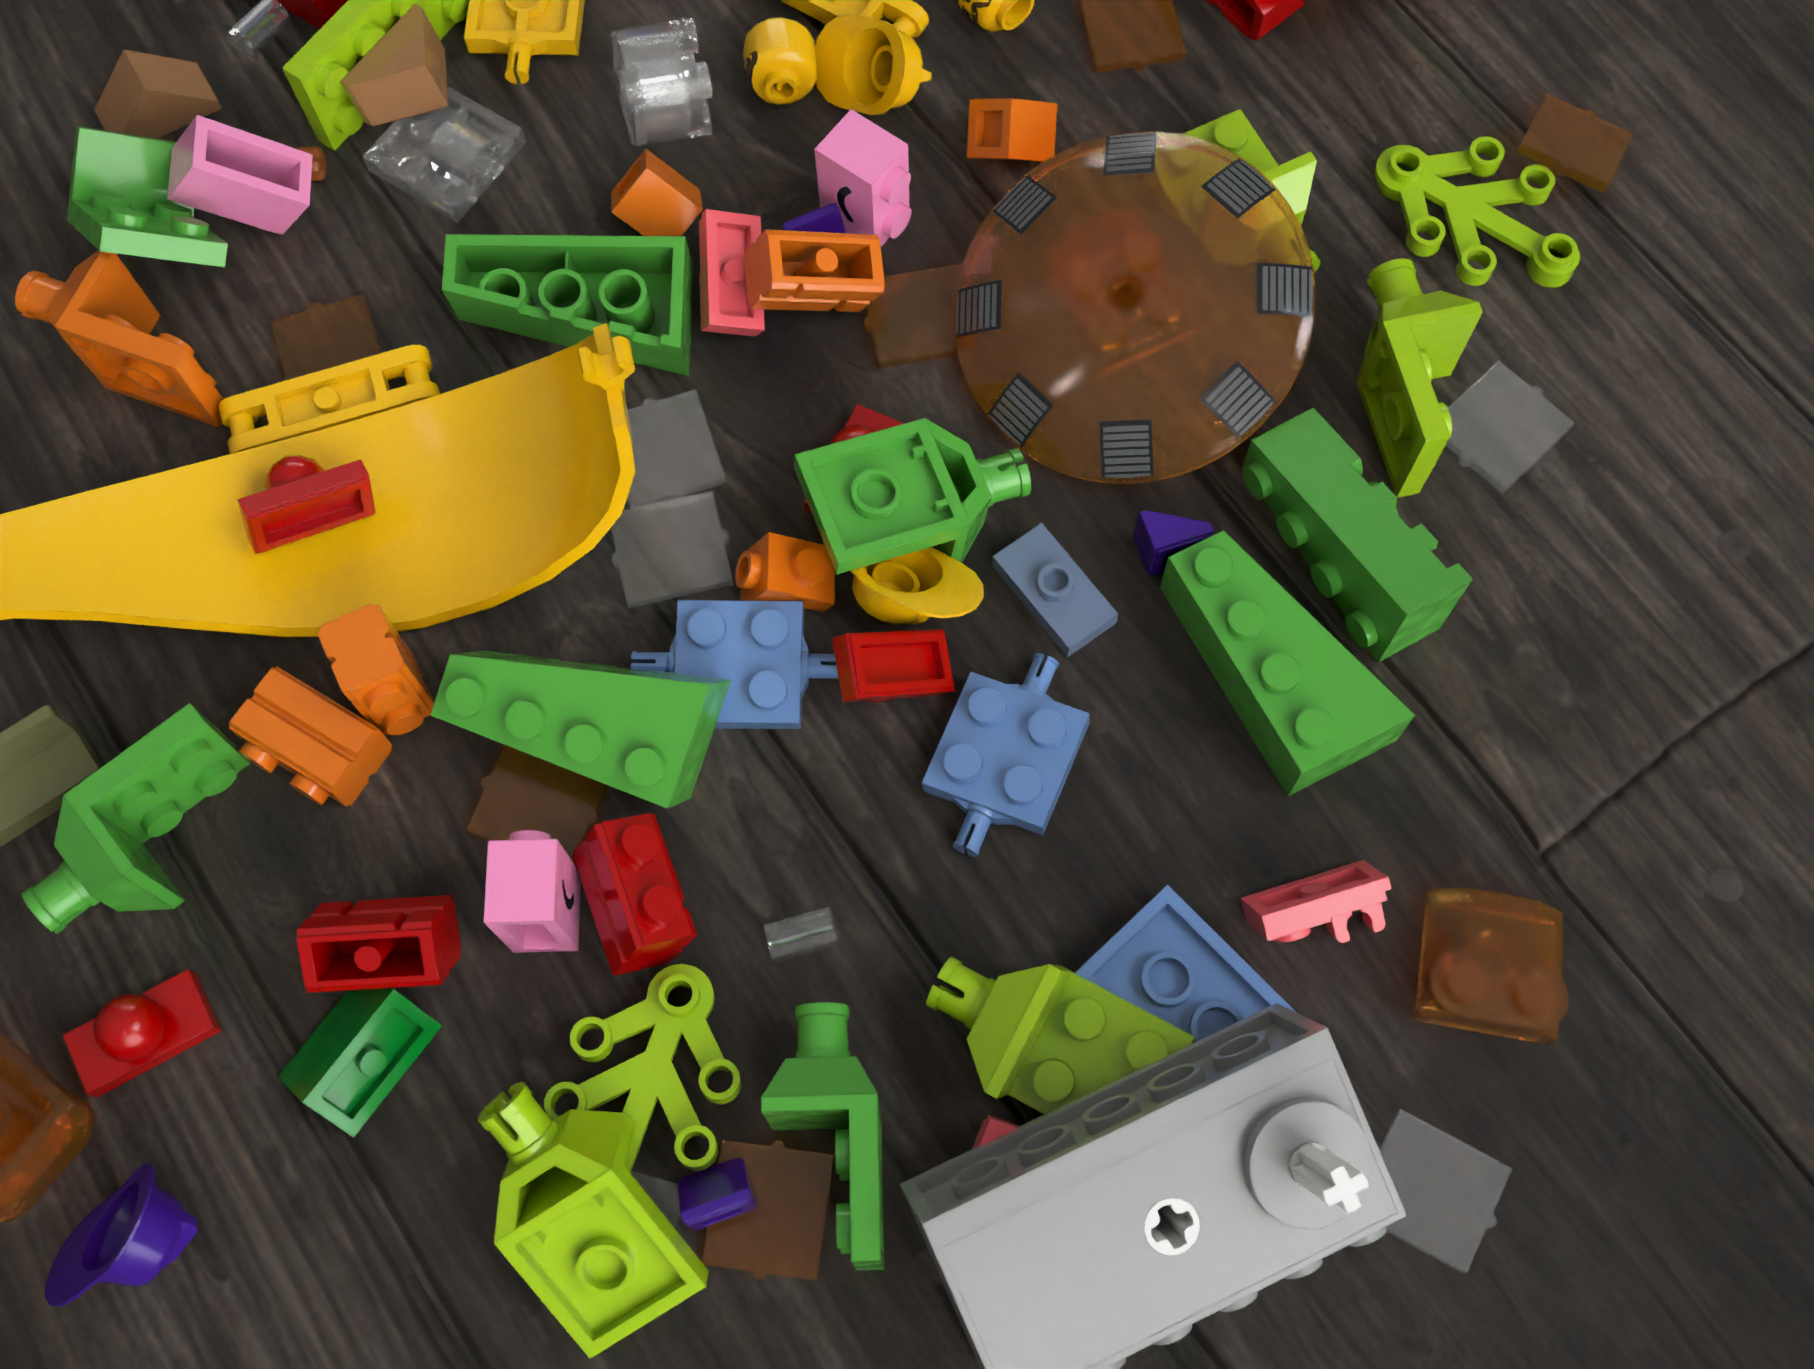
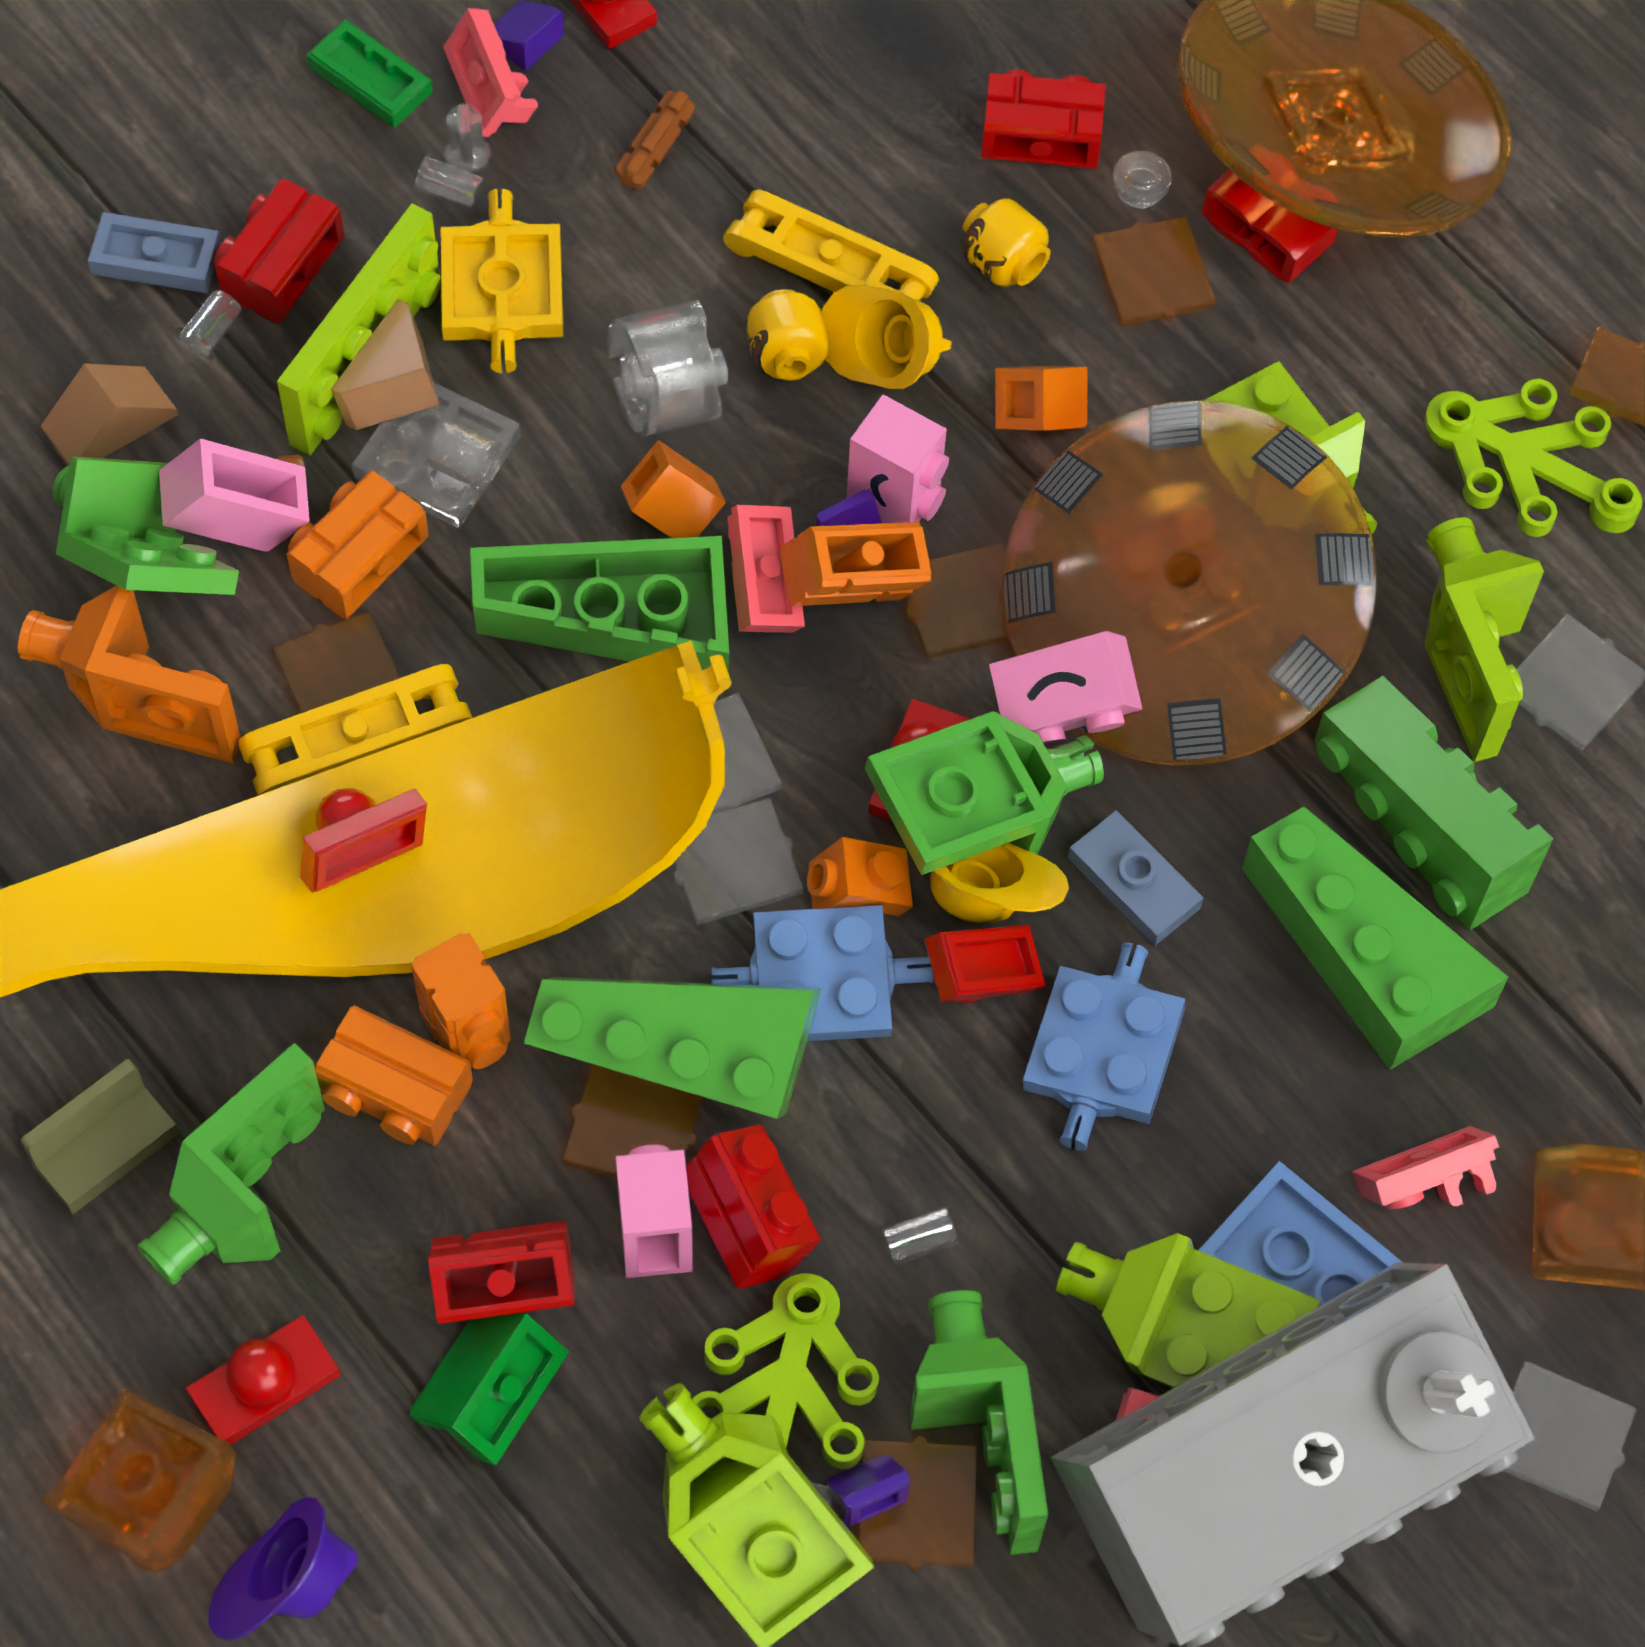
camera: 10 degrees left, 5 degrees down
(357, 229) = (356, 543): none -> orange brick
(1004, 399) = (1068, 687): none -> bright pink brick
(1164, 535) = (1242, 815): dark purple slope -> none

